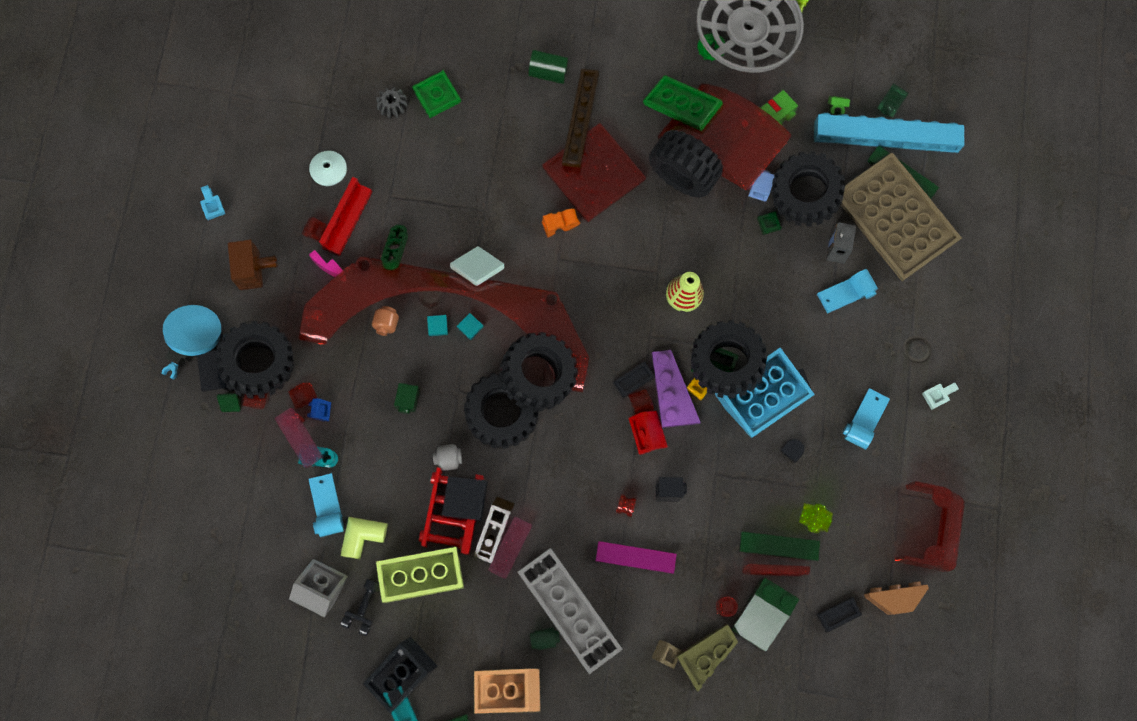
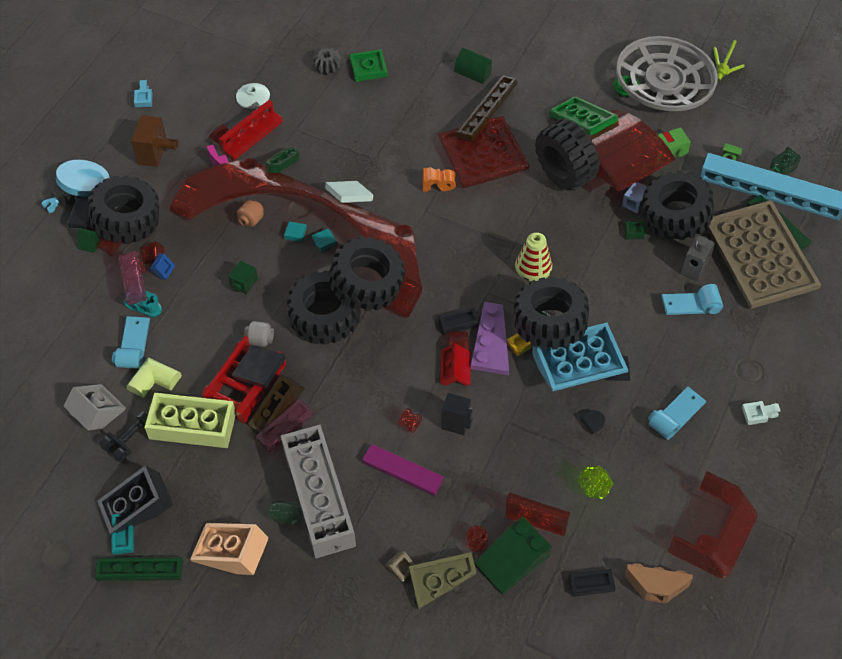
camera: 25 degrees right, 20 degrees down
(779, 546) = (578, 511): dark green tile -> none

